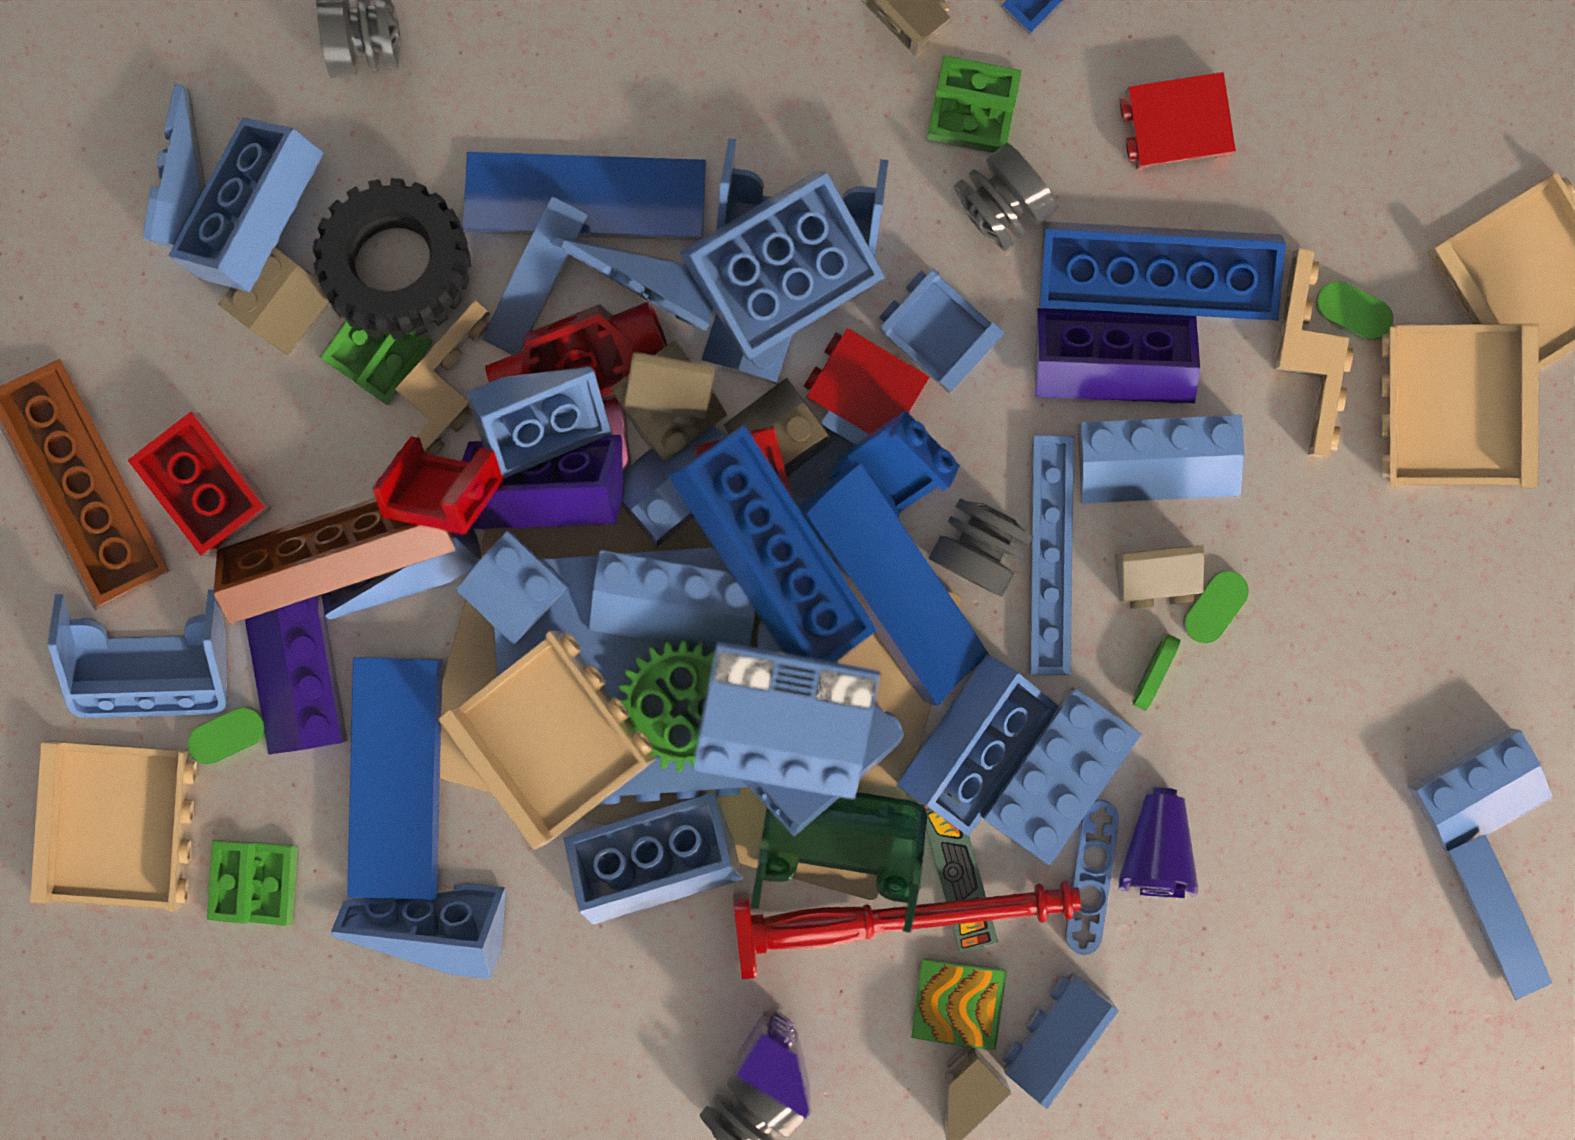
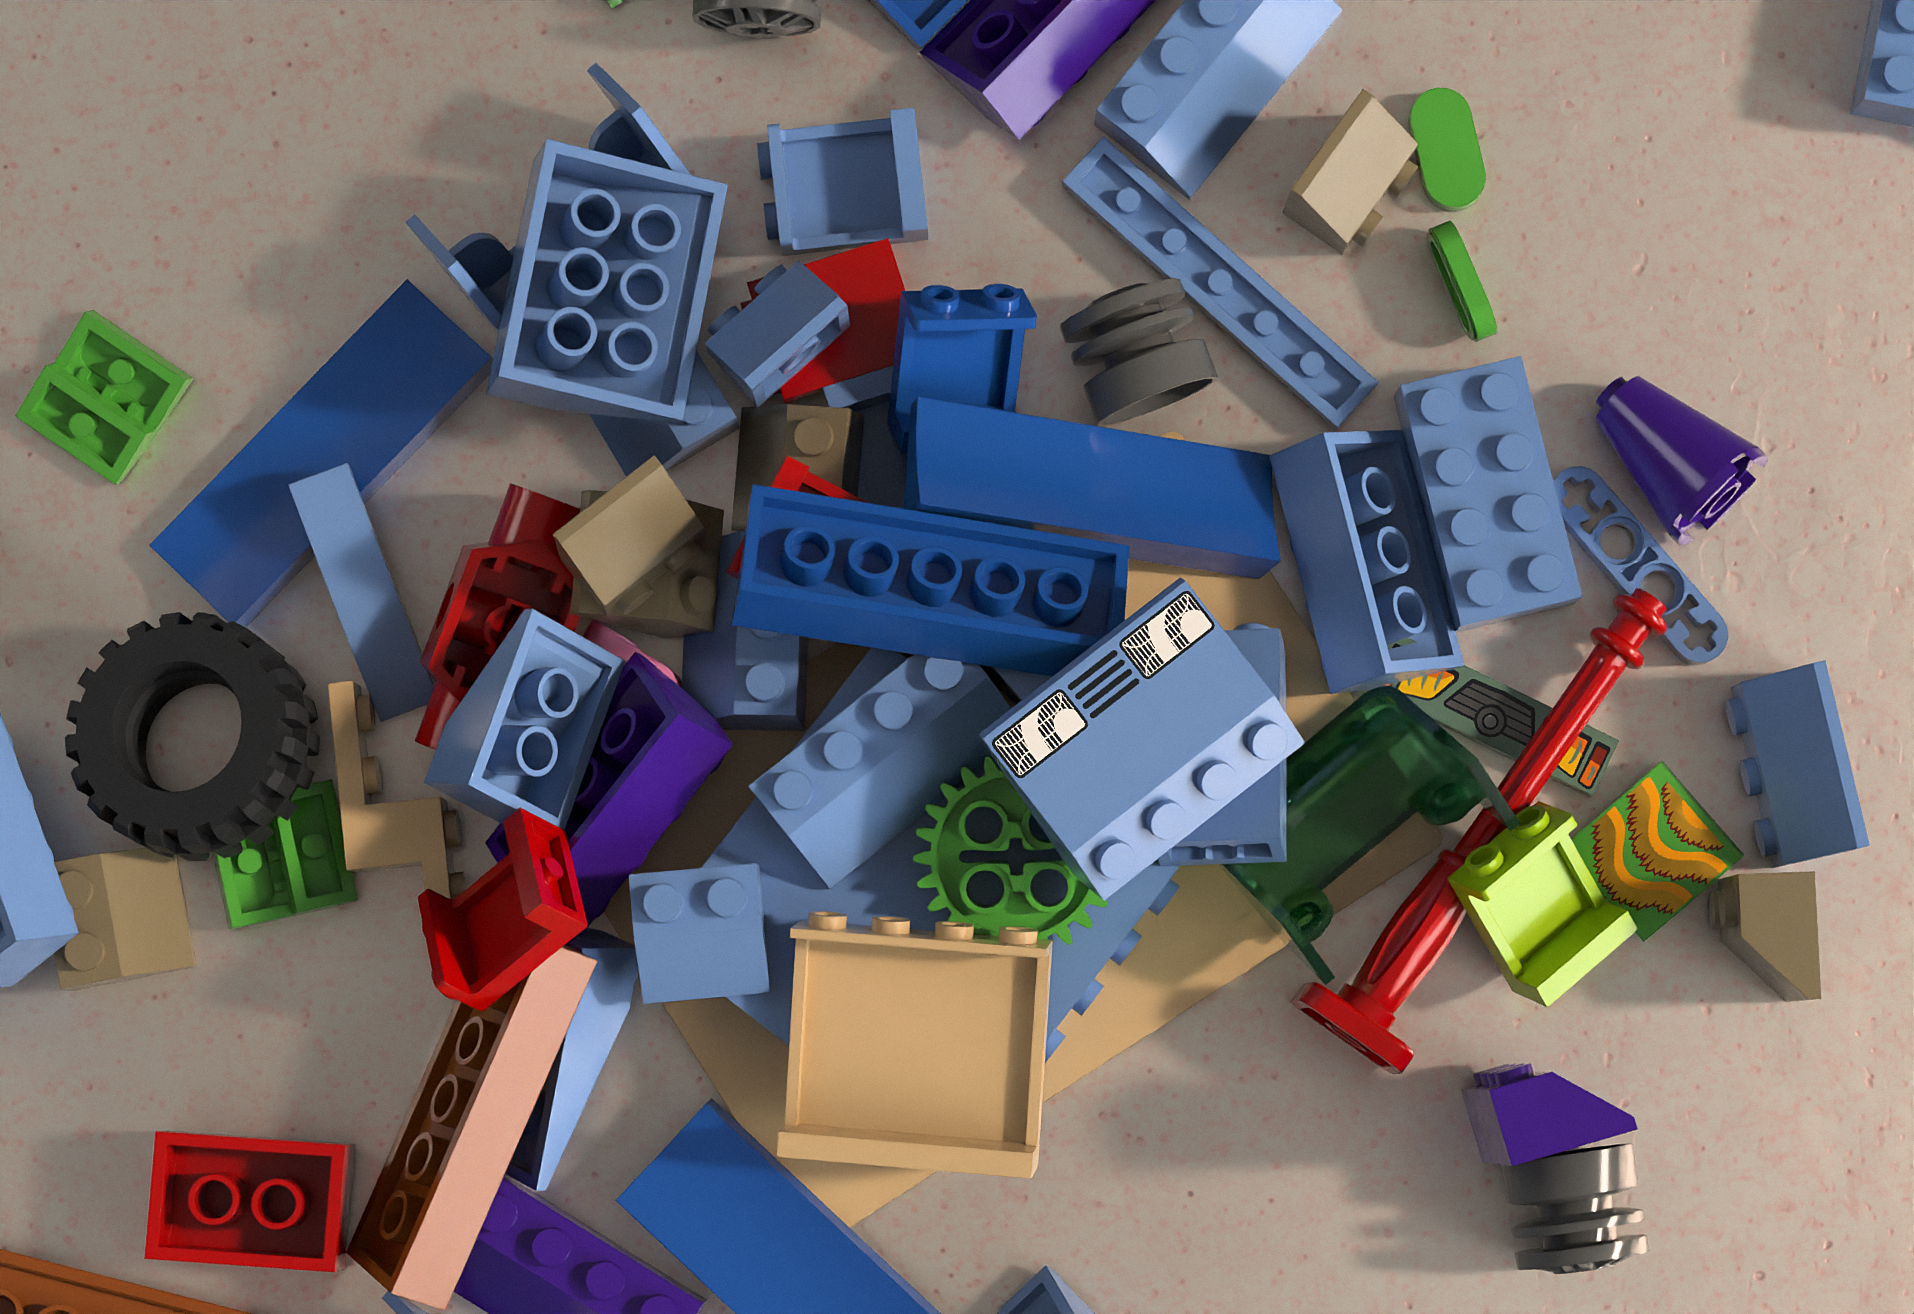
camera: 45 degrees left, 5 degrees down
(519, 64) = (104, 397): none -> bright green slope
(652, 859) = (1165, 1057): medium blue slope -> none
(655, 279) = (507, 446): medium blue wedge -> none
(833, 365) = (777, 331): none -> medium blue slope
(882, 974) = (1539, 905): none -> lime panel

